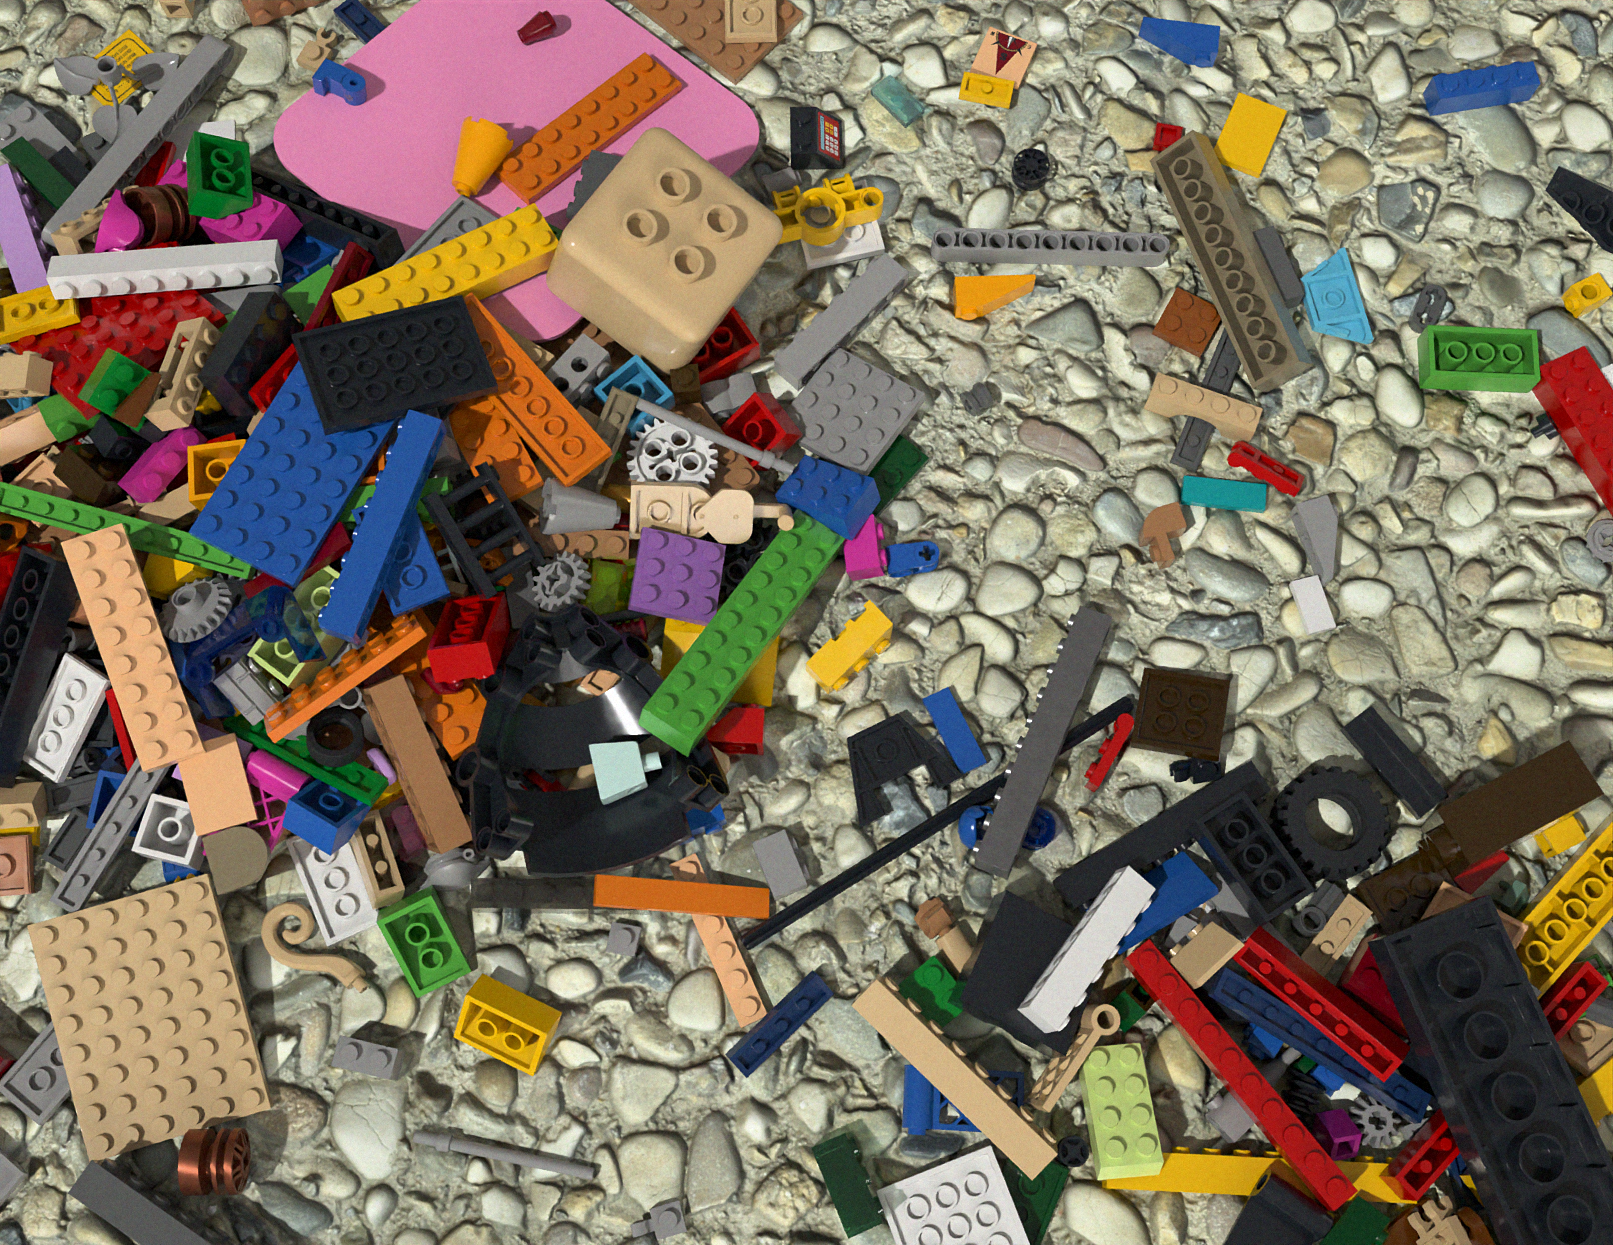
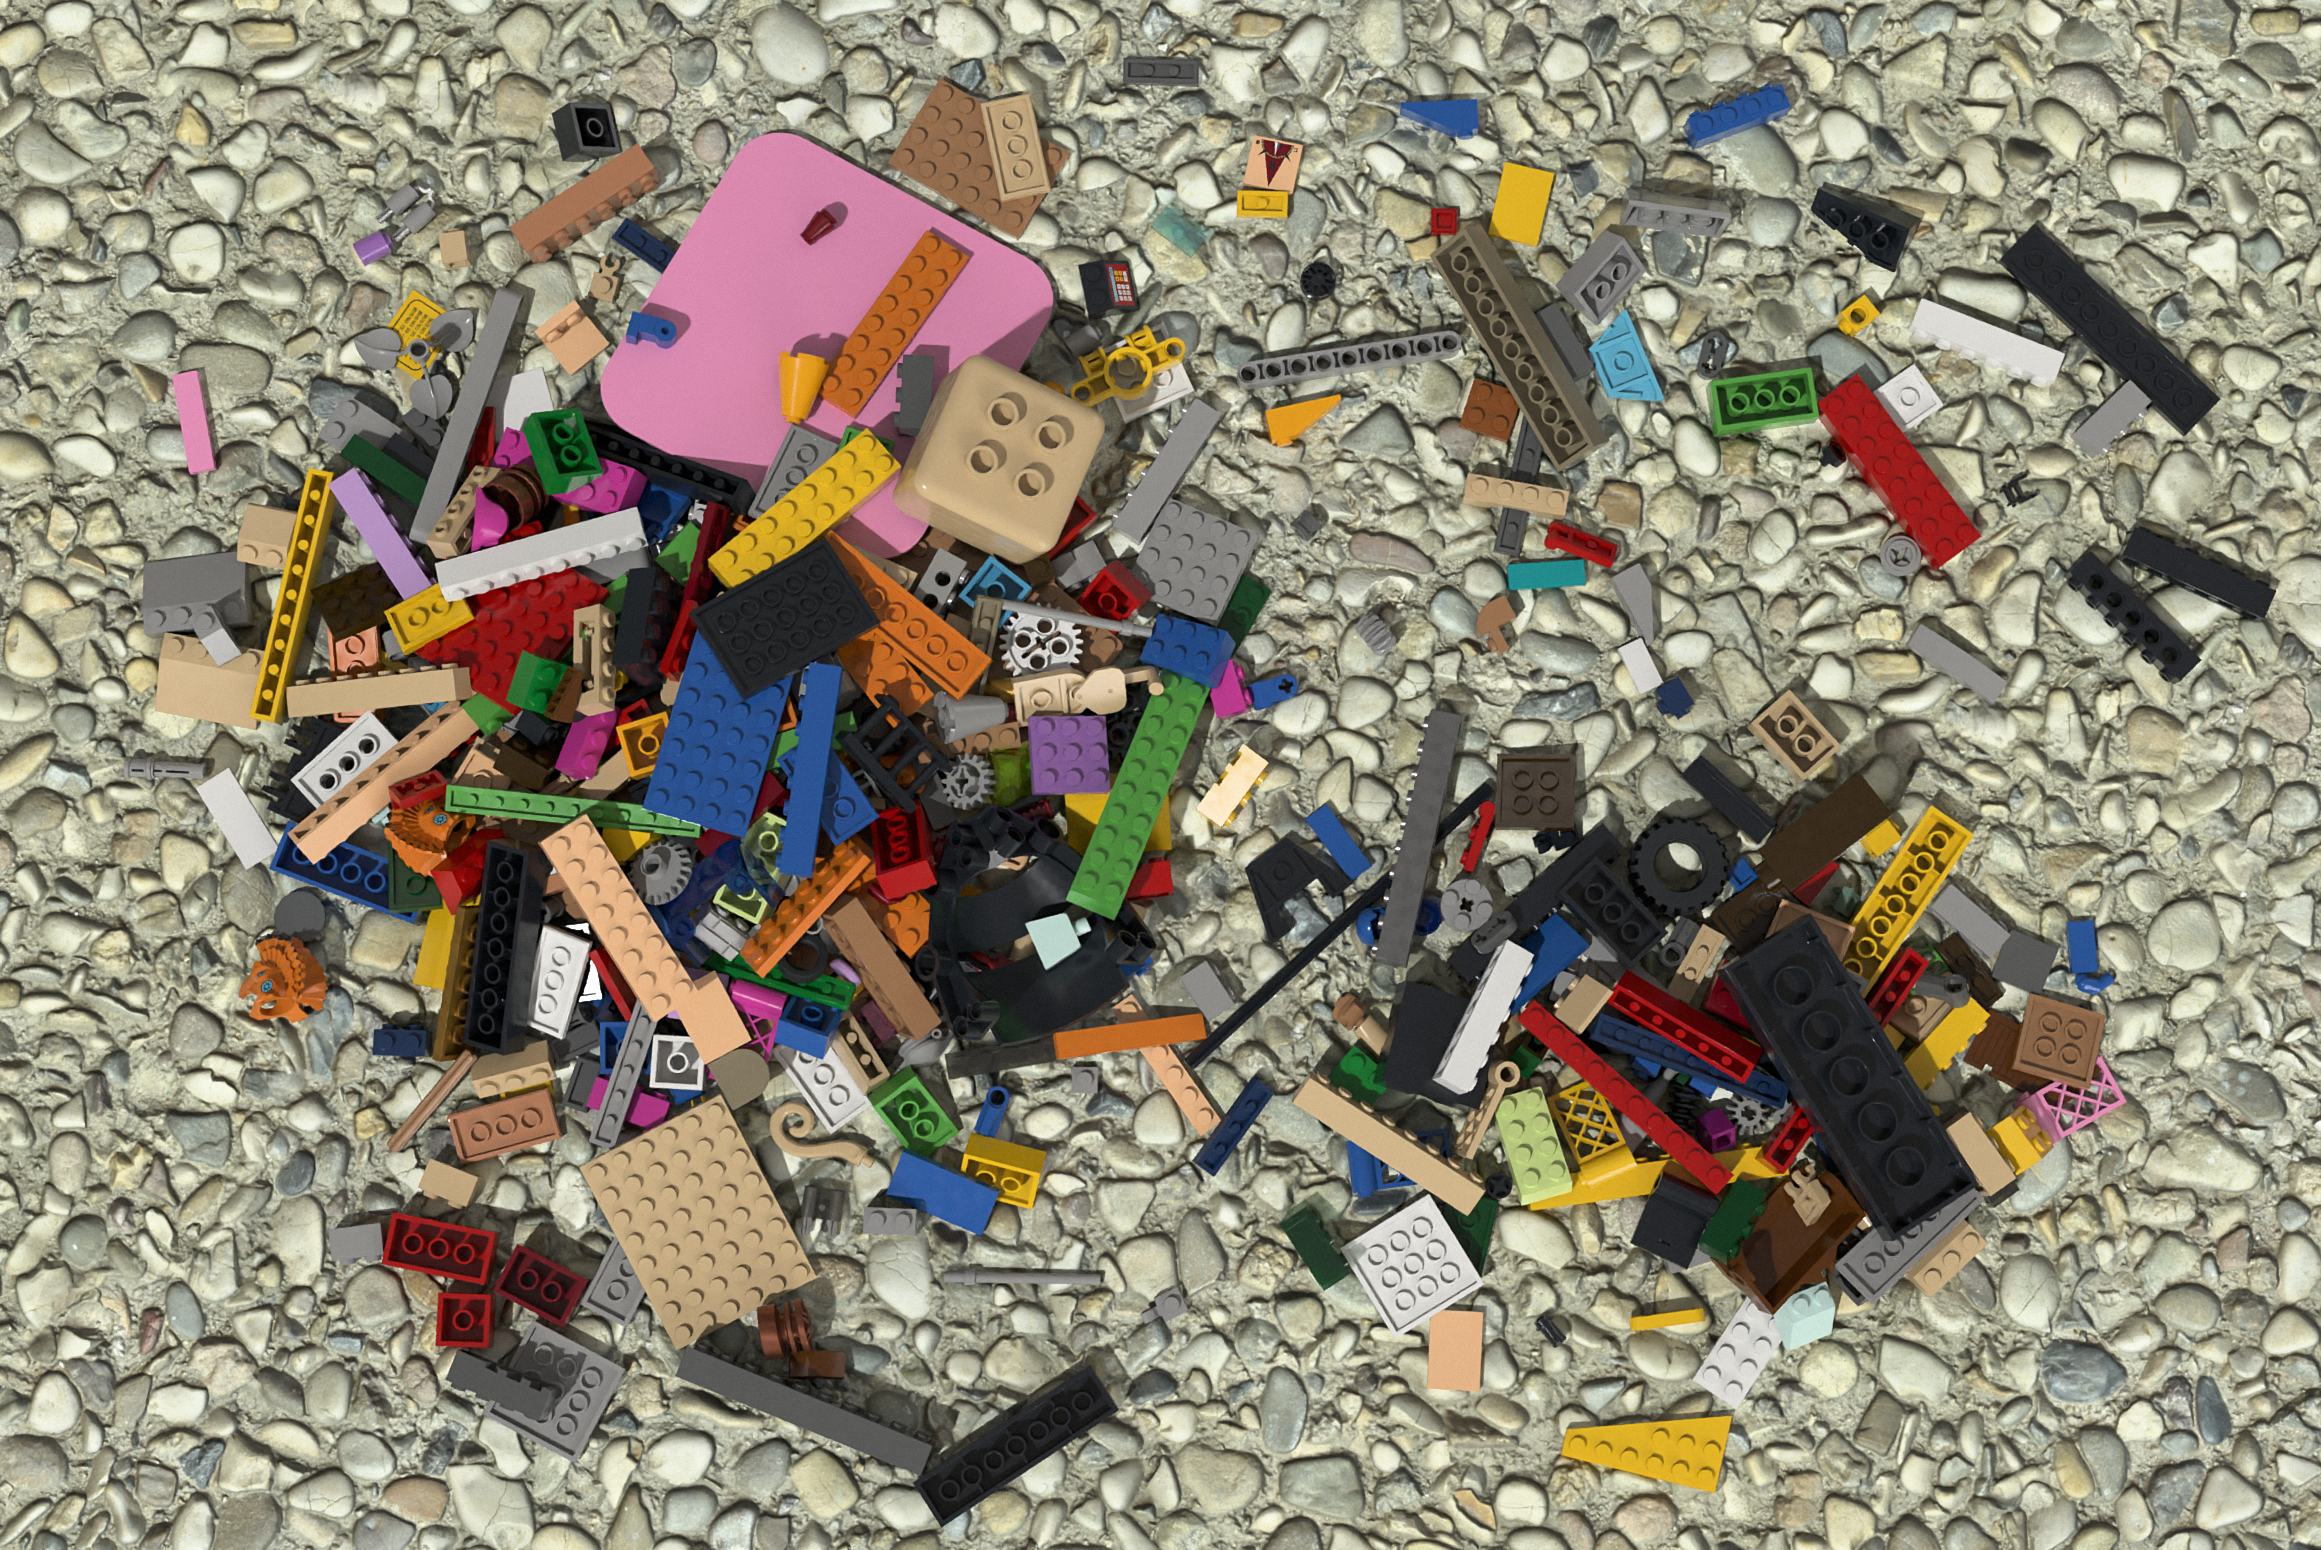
camera: 10 degrees left, 10 degrees up
(124, 875) = (643, 1109): none -> dark pink brick
(245, 1213) = (817, 1365): none -> reddish brown slope
(265, 90) = (572, 338): none -> light nougat bracket
(298, 1025) = (822, 1204): none -> clear smoke piece
(435, 1036) = (942, 1192): none -> blue tile
(511, 957) = (992, 1114): none -> blue piece
(1032, 518) = (1375, 634): none -> light grey gear
(1091, 809) = (1469, 891): none -> light grey brick
(1113, 856) = (1494, 932): none -> dark grey beam
(1201, 1148) = (1601, 1164): none -> yellow piece
(1323, 213) = (1601, 277): none -> light grey slope
(1345, 644) = (1673, 699): none -> dark blue brick
(1398, 849) = (1741, 875): none -> blue tile
(1408, 162) = (1674, 213): none -> light grey slope
(1475, 706) = (1794, 736): none -> tan brick

